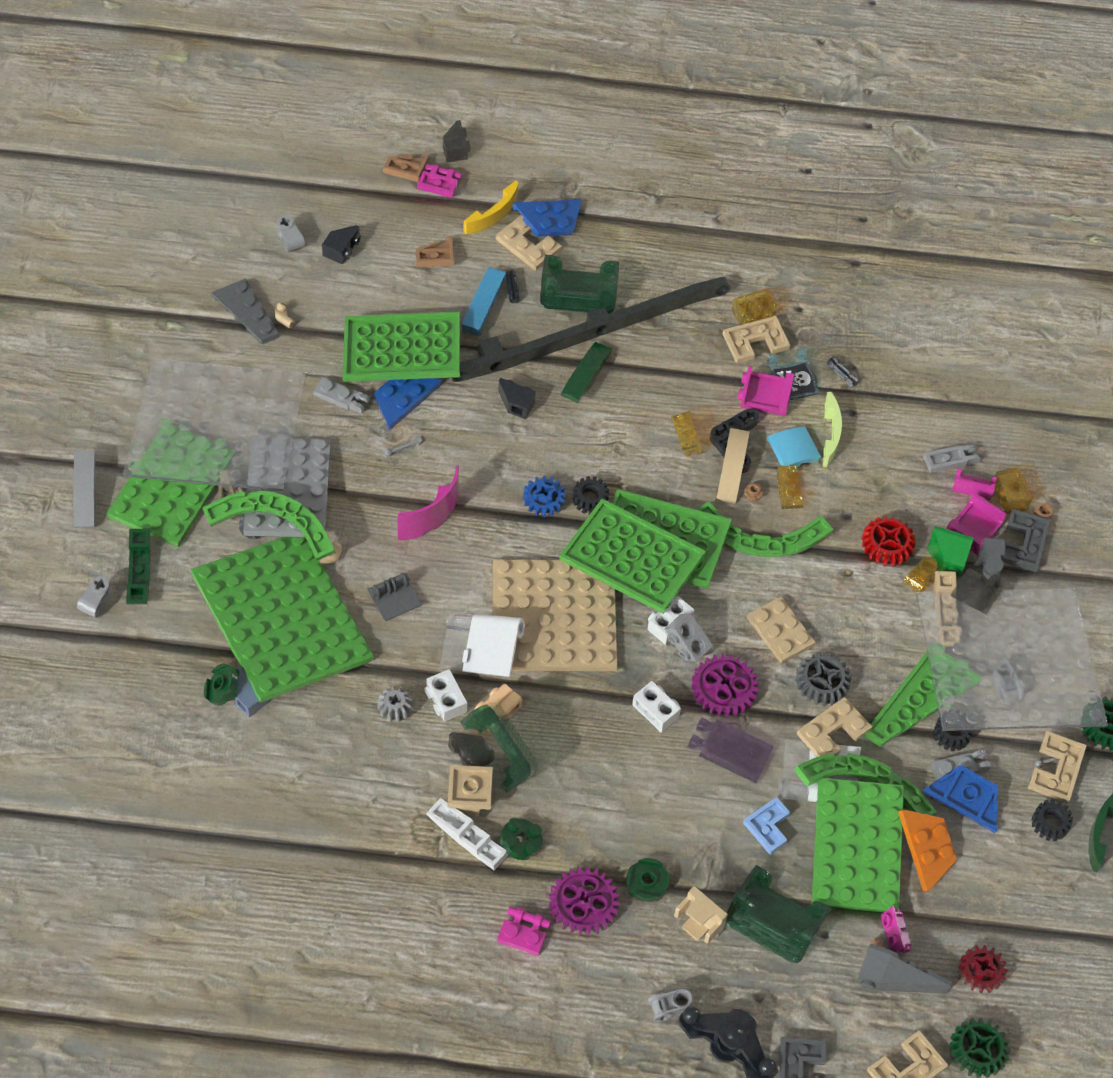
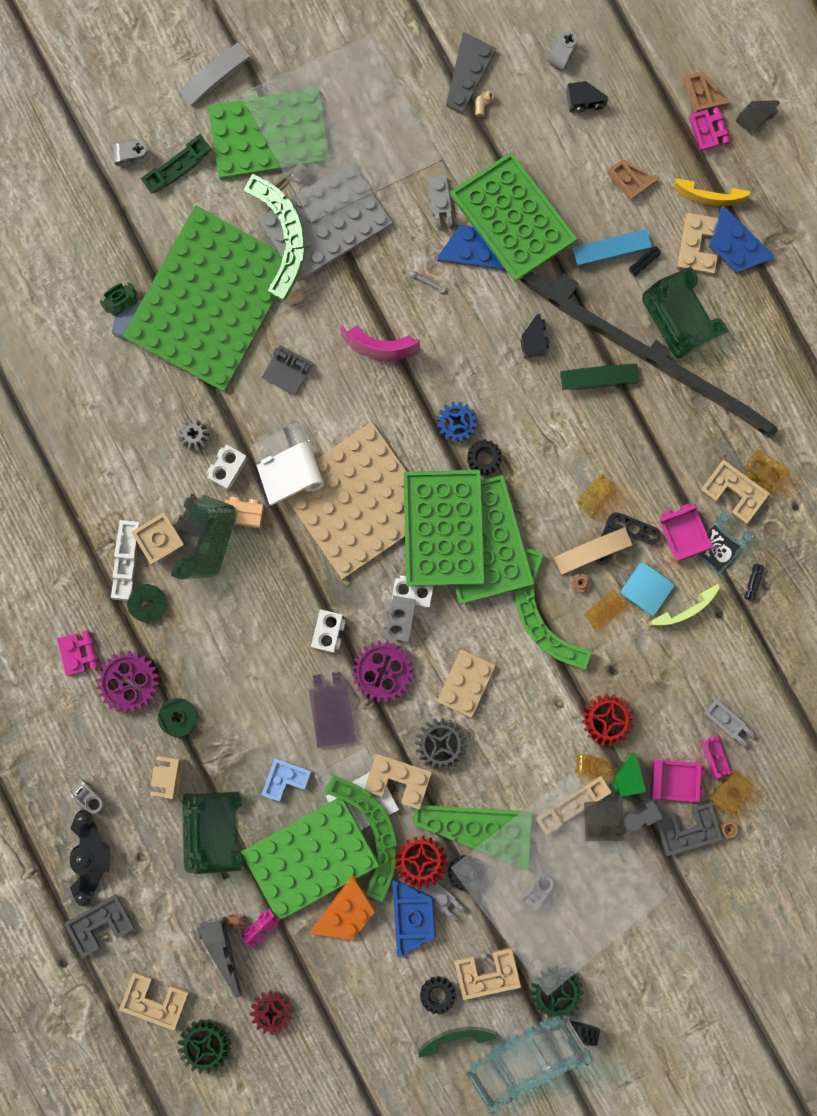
camera: 60 degrees right, 25 degrees up
(919, 748) = (429, 862): none -> red gear

